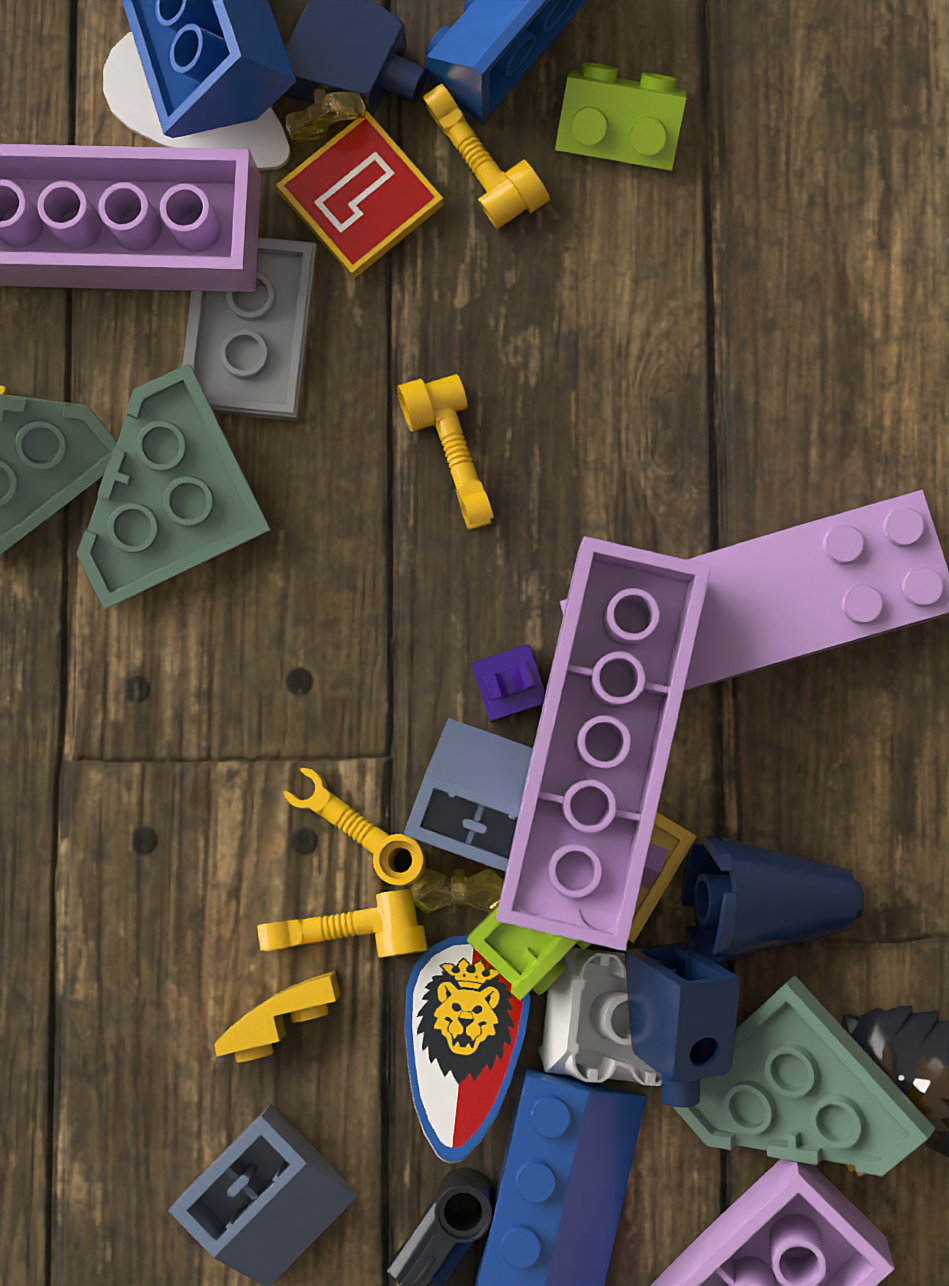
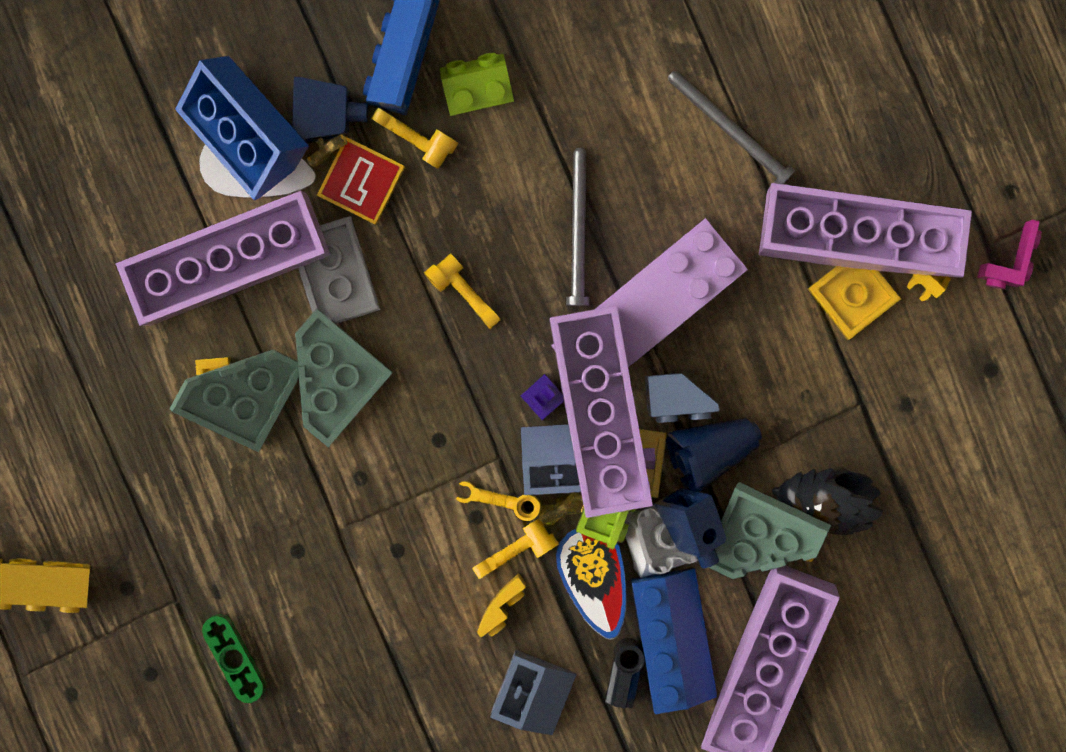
camera: 30 degrees left, 5 degrees up
(690, 426) = (578, 230): none -> flat silver bar
(746, 774) = (676, 395): none -> sand blue slope

